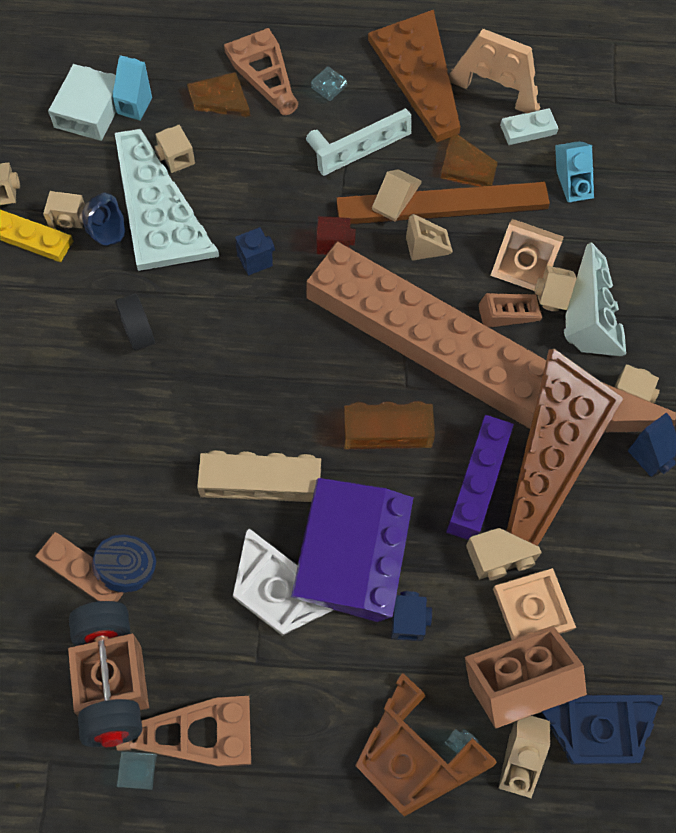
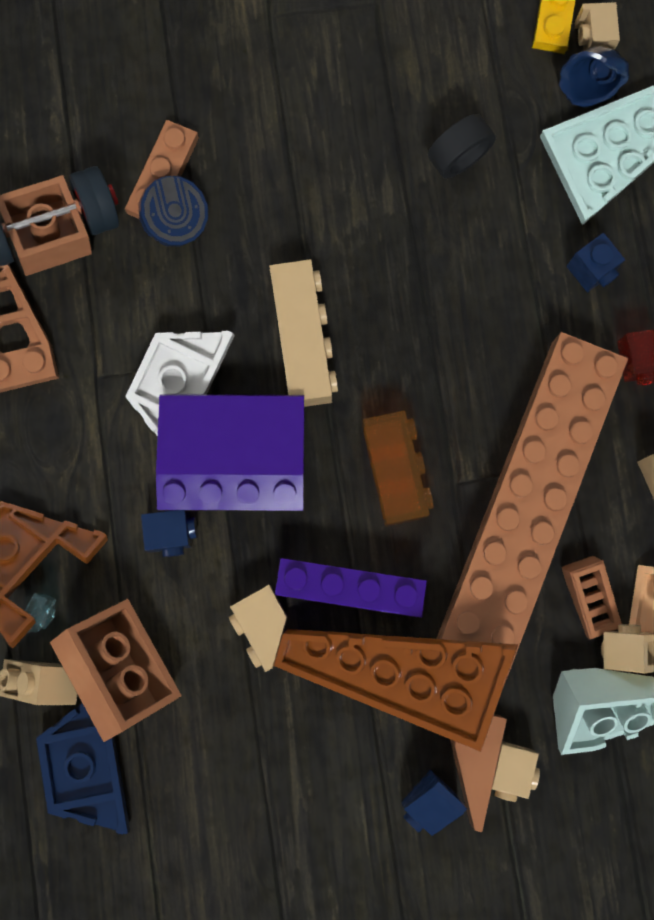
camera: 80 degrees right, 15 degrees up
(533, 604) = (207, 673): light nougat plate -> none

